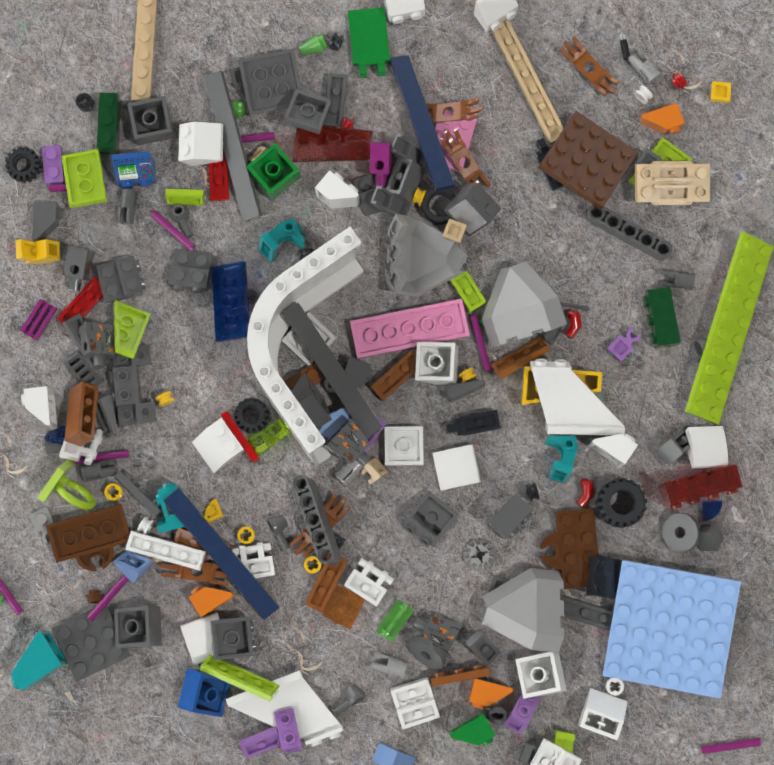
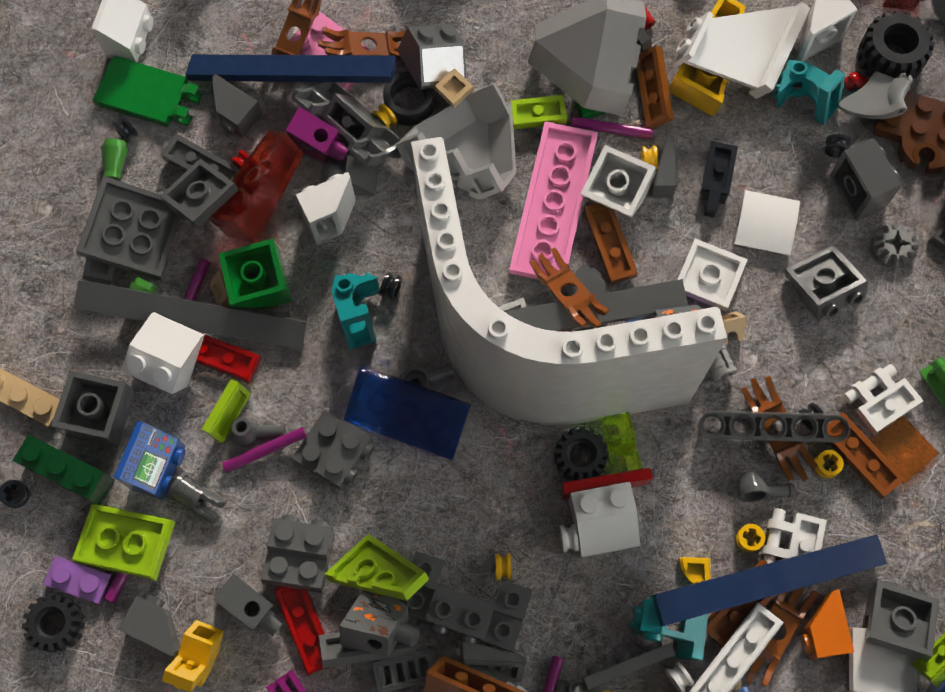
camera: 65 degrees left, 10 degrees down
(197, 429) = (569, 538): none -> white bush
(351, 353) = (558, 280): none -> dark orange piece
(381, 100) = (234, 107): none -> dark grey slope
(577, 505) = (879, 98): none -> light grey arm

